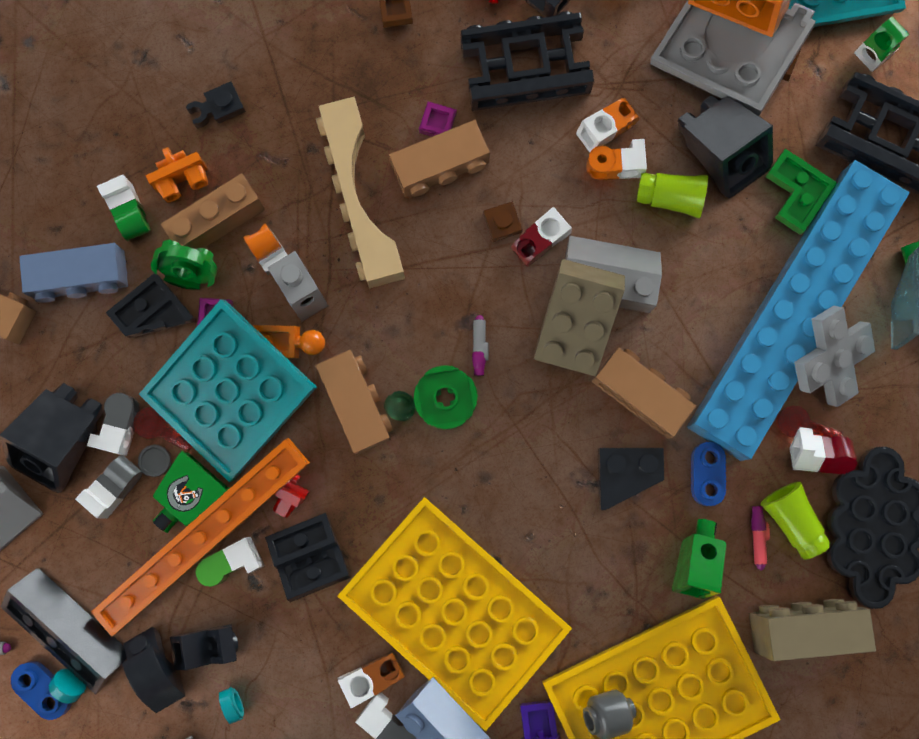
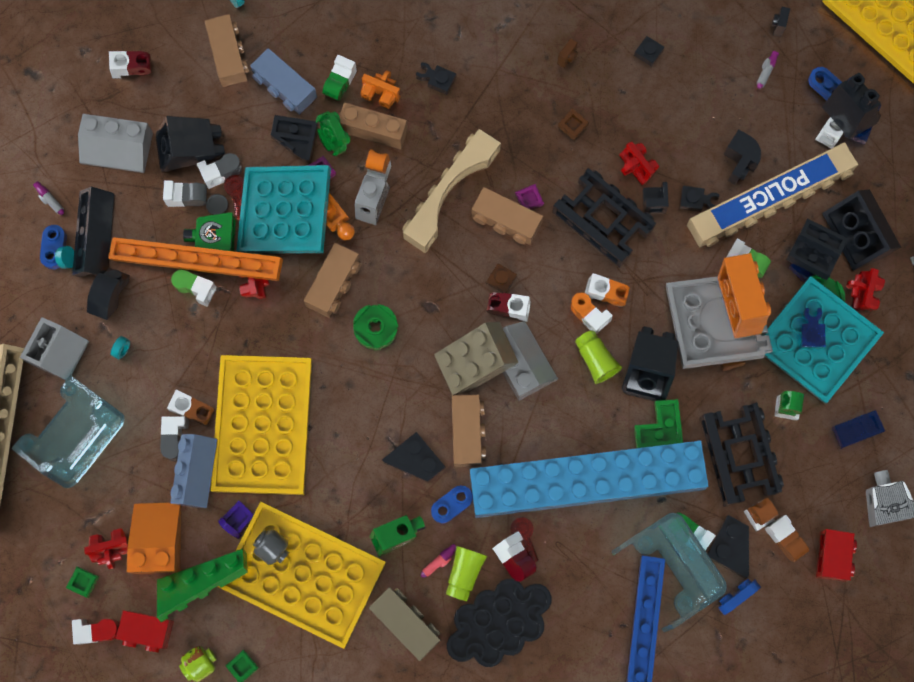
camera: 55 degrees right, 5 degrees down
(204, 647) = (139, 308): black brick -> none
(307, 557) = (229, 324): black slope -> none
(400, 406) = (350, 306): clear green plate -> none
(480, 346) = (419, 324): piece -> none
(835, 356) = (575, 518): light grey plate -> none

